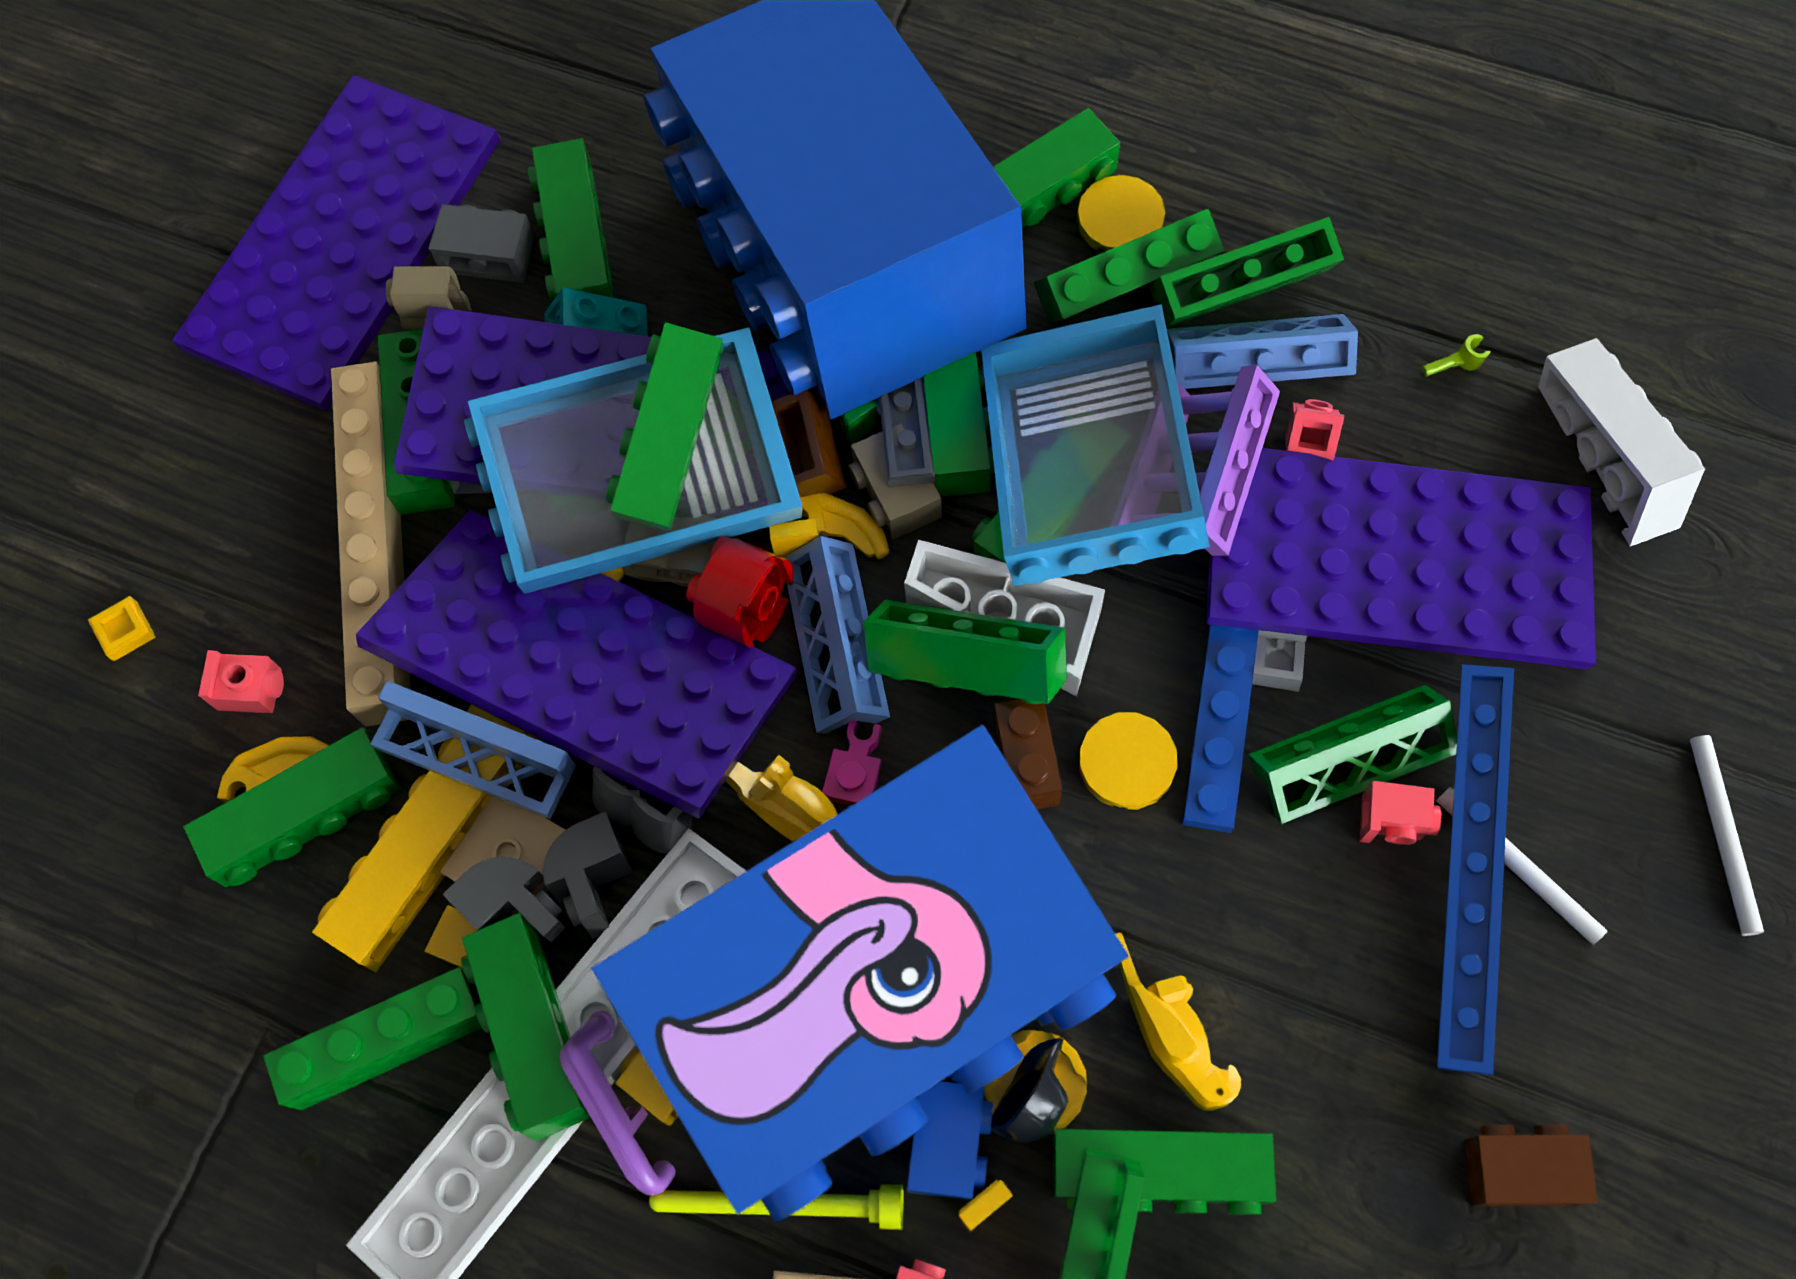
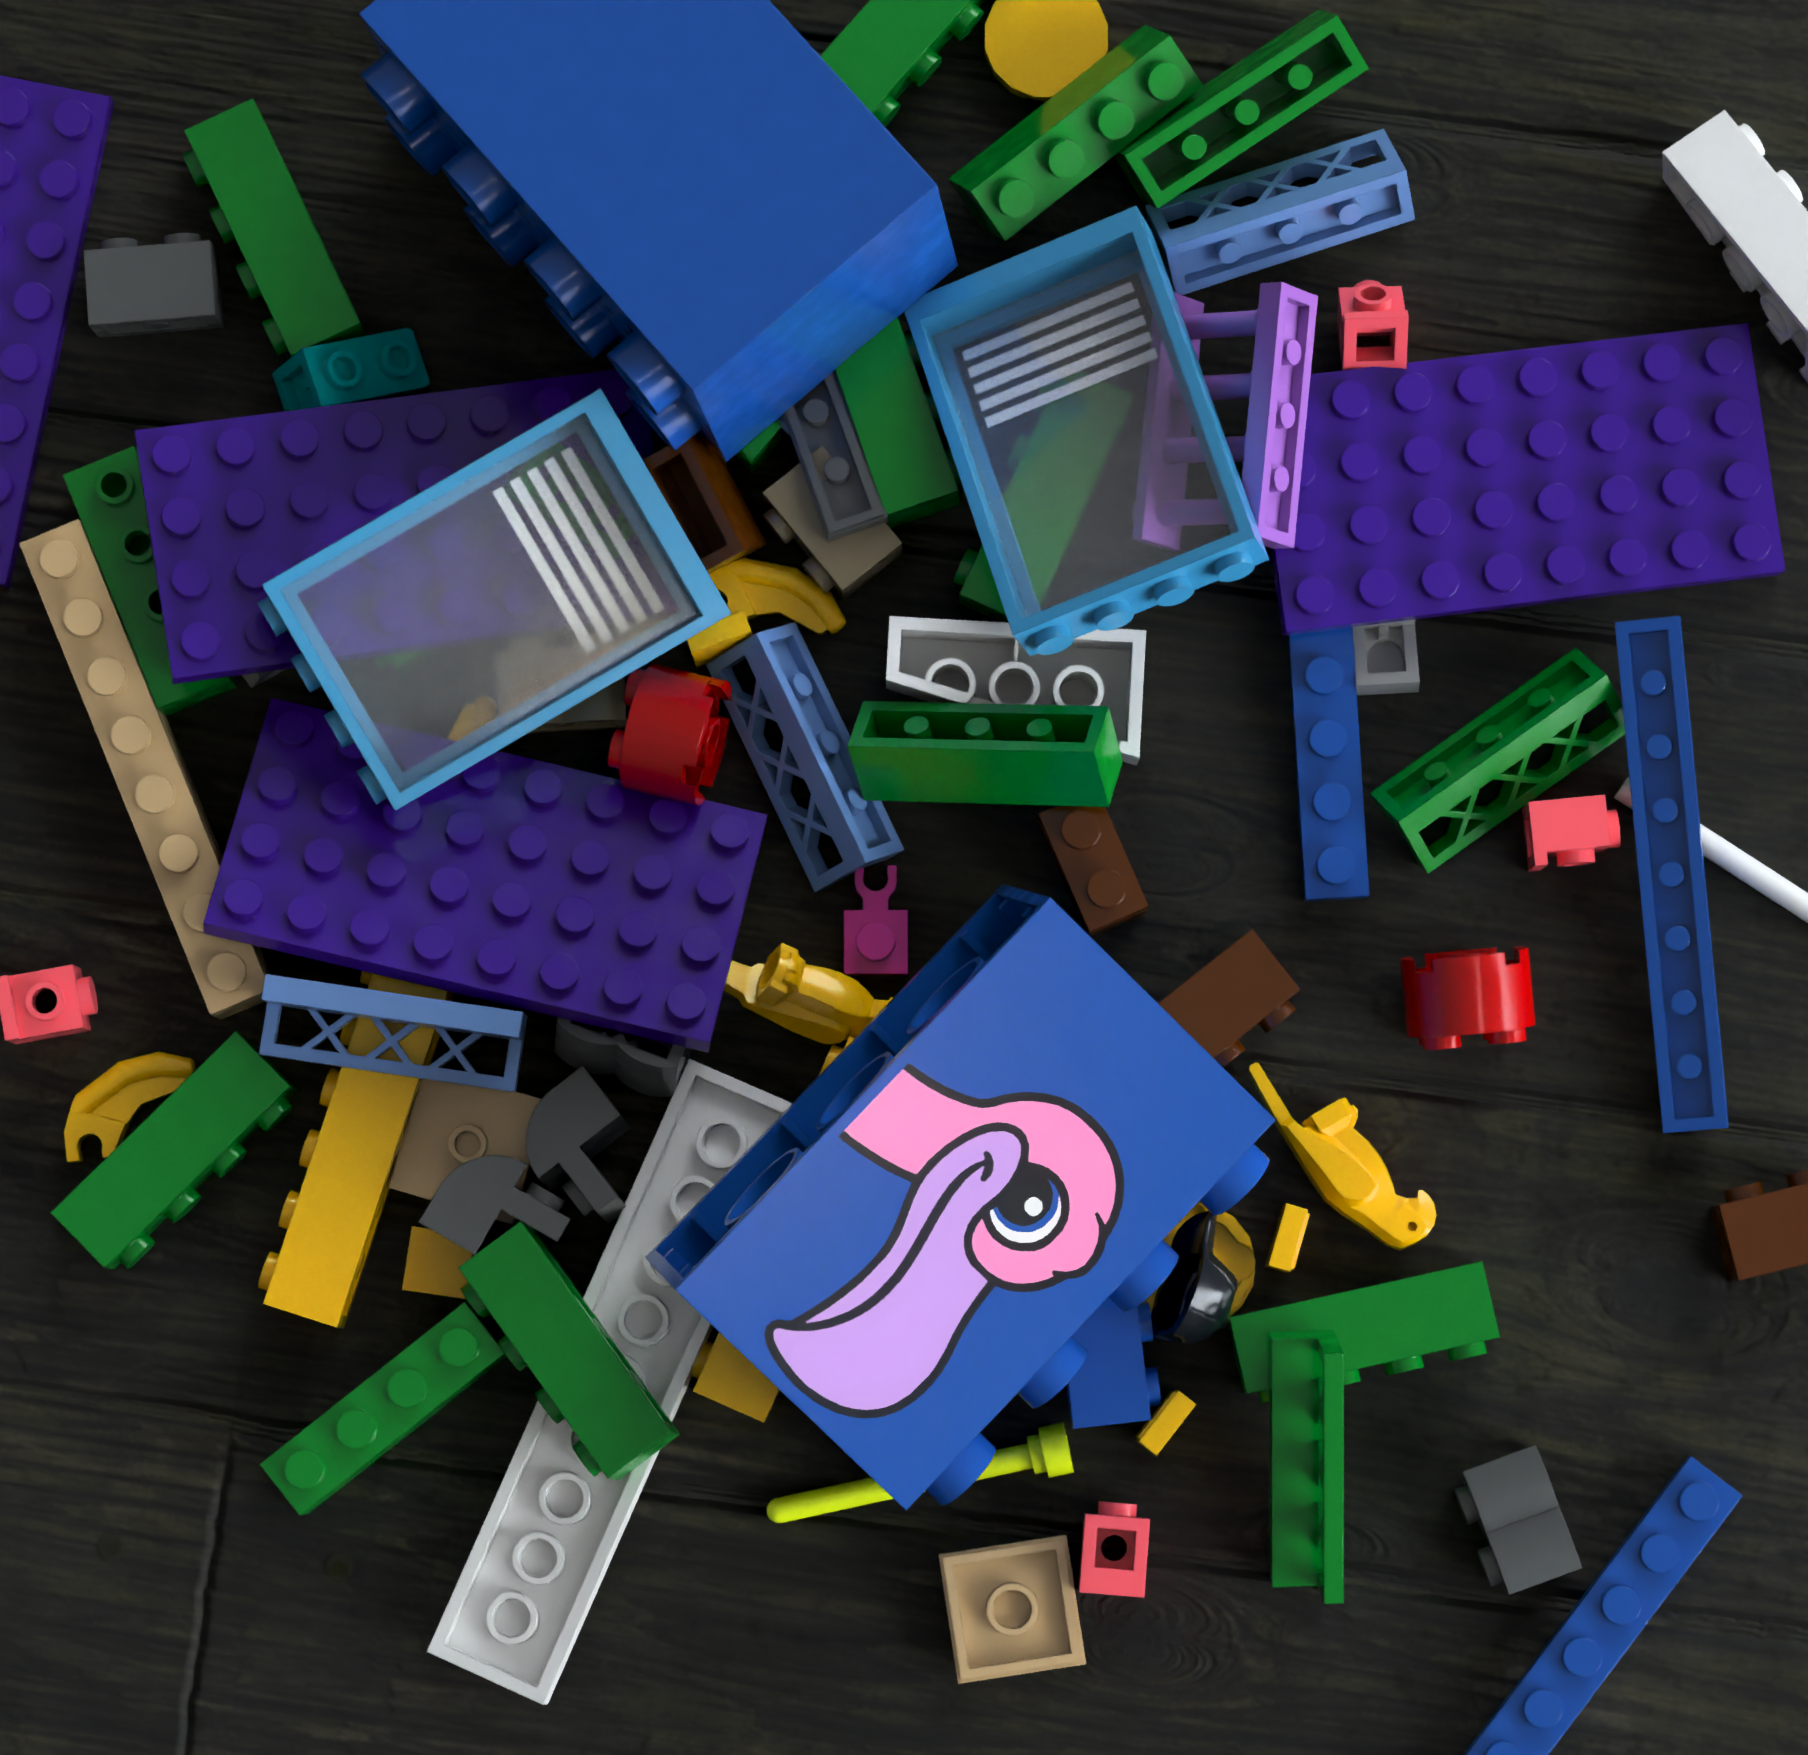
camera: 15 degrees left, 15 degrees up
(421, 287) = (113, 406): dark tan brick -> none
(606, 1111) = (709, 1435): medium lavender piece -> none
(666, 427) = (533, 561): green brick -> none
(1116, 1078) = (1287, 1238): none -> yellow tile
(1121, 874) = (1232, 997): none -> reddish brown brick
(1128, 760) = (1220, 836): yellow tile -> none
(1299, 916) = (1468, 996): none -> red brick
(1464, 357) = (1552, 161): lime hand -> none

